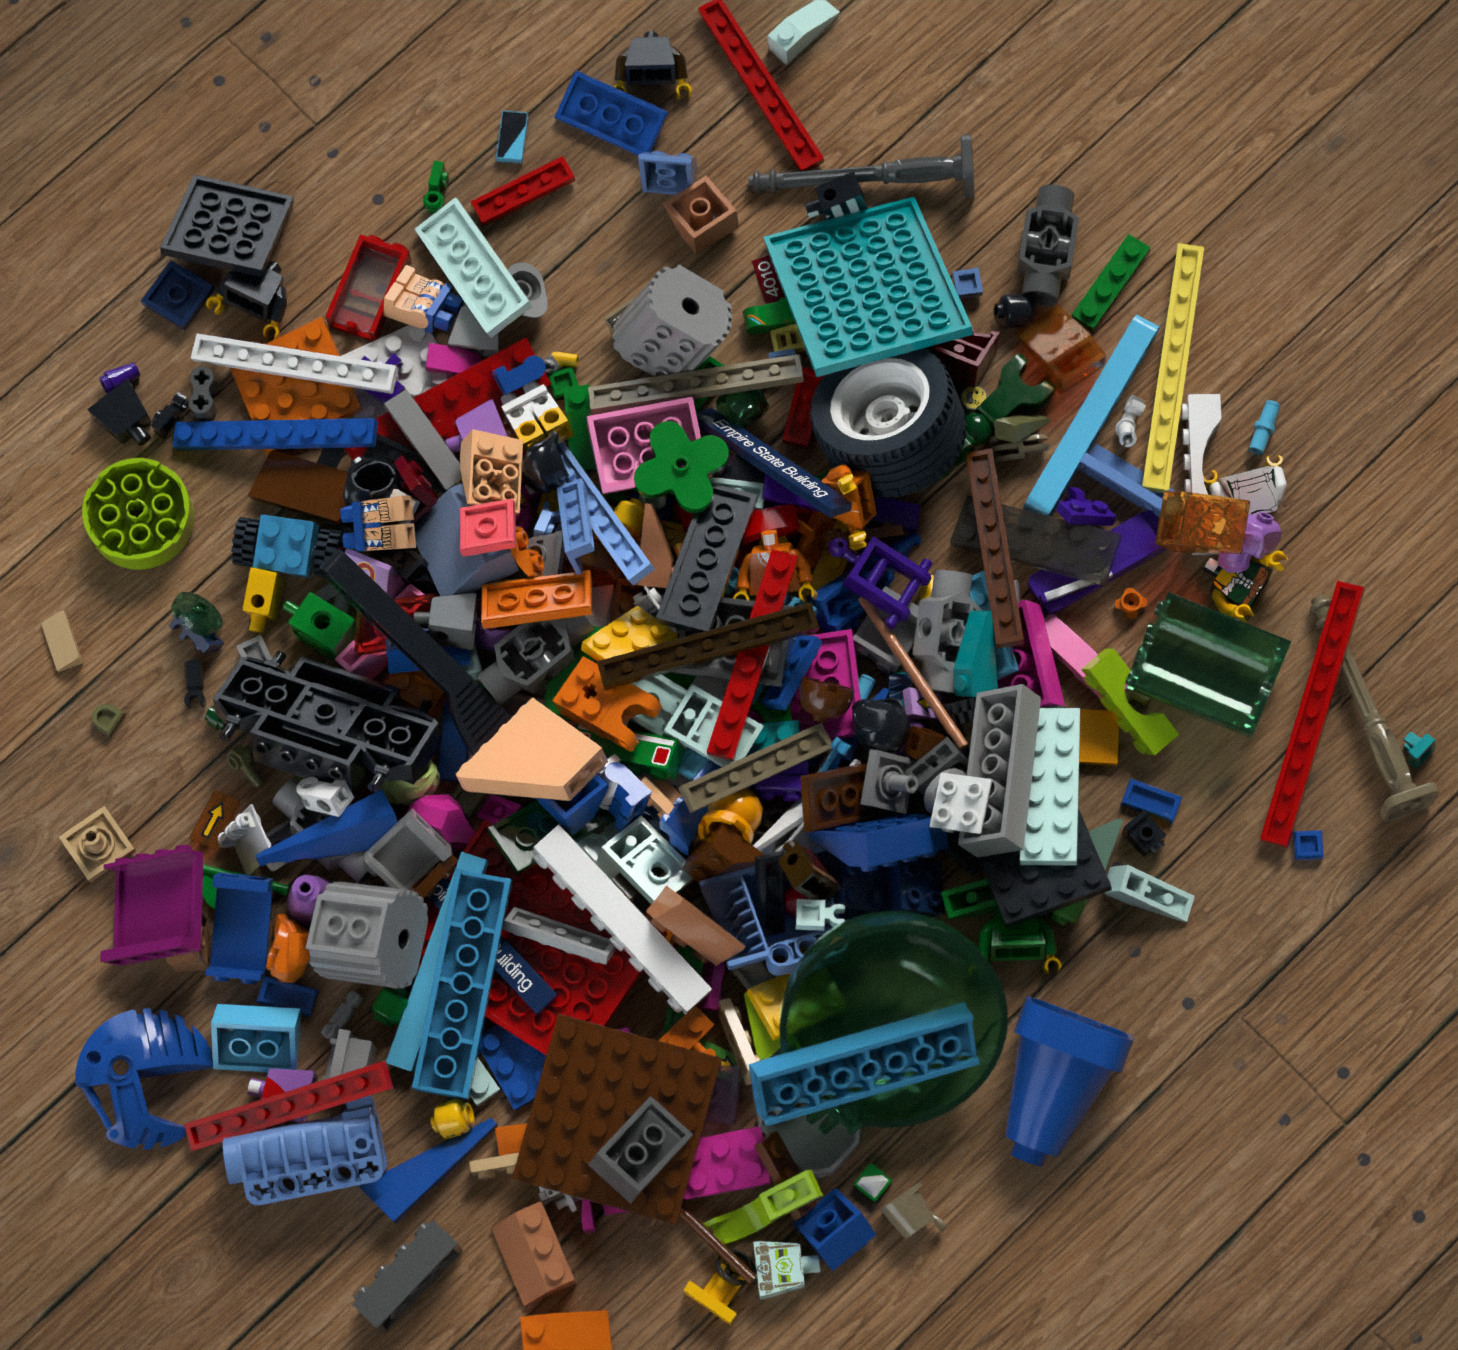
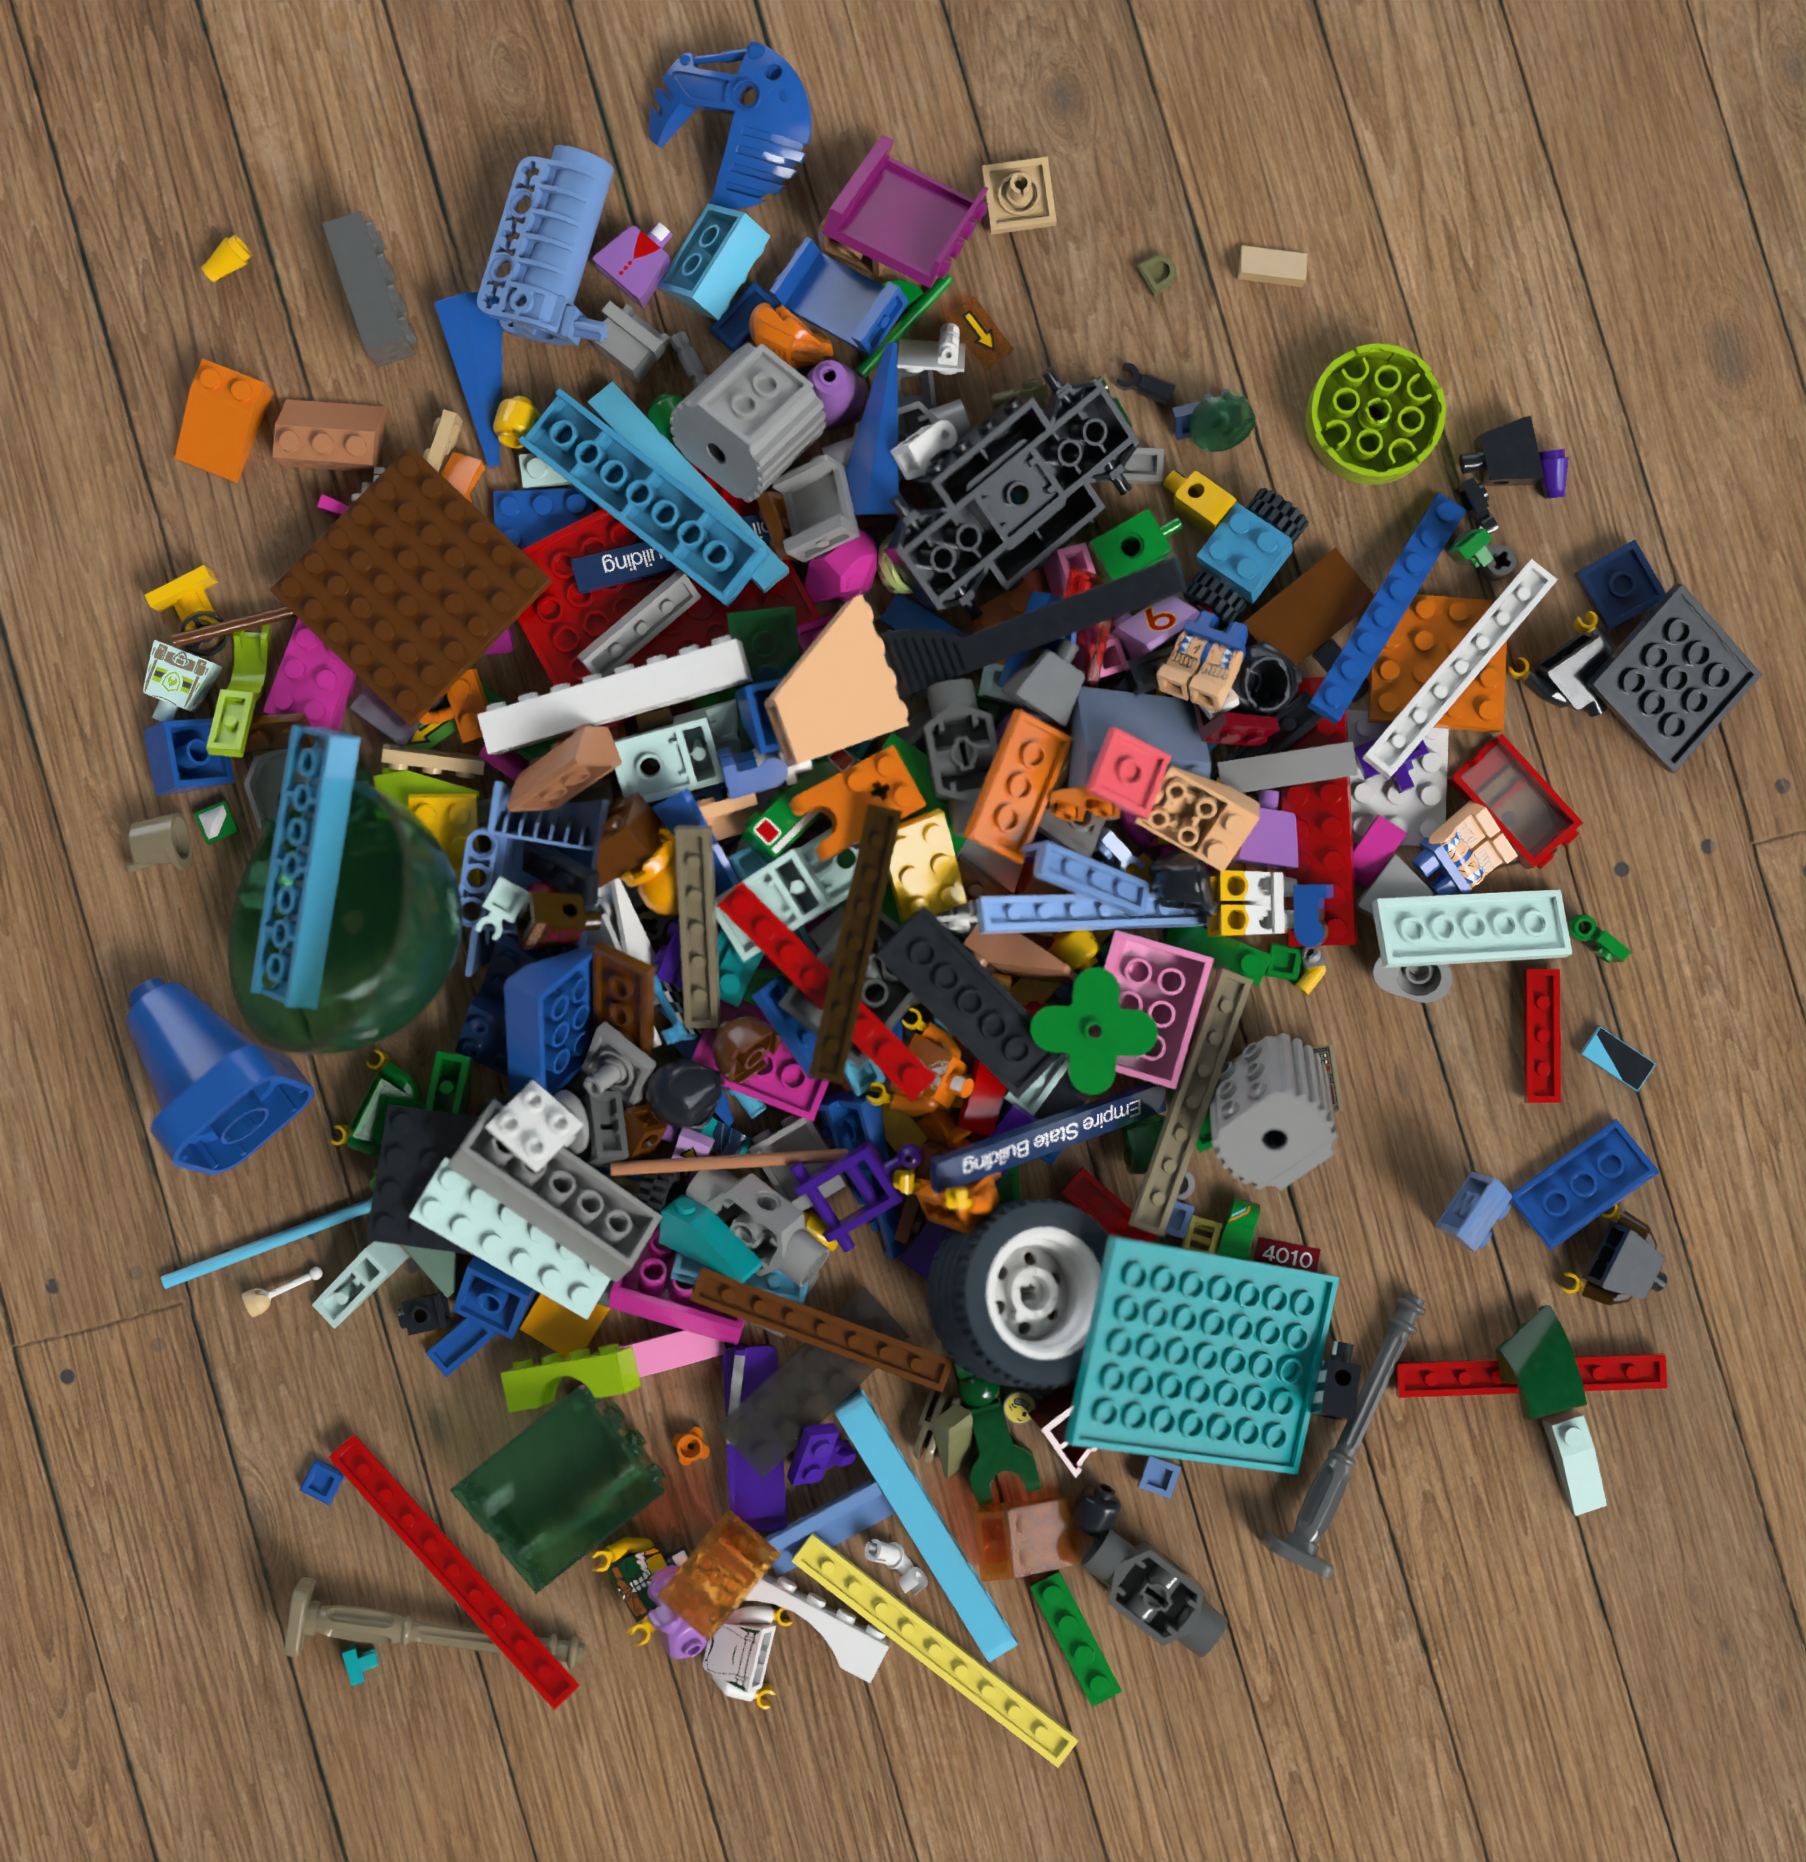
camera: 115 degrees right, 15 degrees up
(203, 396) = (1473, 548): none -> green tile
(289, 1105) = (607, 250): red plate -> none
(640, 1149) = (354, 588): dark grey slope -> none
(702, 214) = (1401, 1221): nougat slope -> none
(749, 77) = (1542, 1366): none -> dark green slope
(1103, 789) = (494, 1296): none -> blue slope
(1158, 974) = (267, 1243): none -> medium azure piece
(1204, 960) = (258, 1300): none -> hinge
(1264, 427) = (810, 1710): medium azure pin -> none

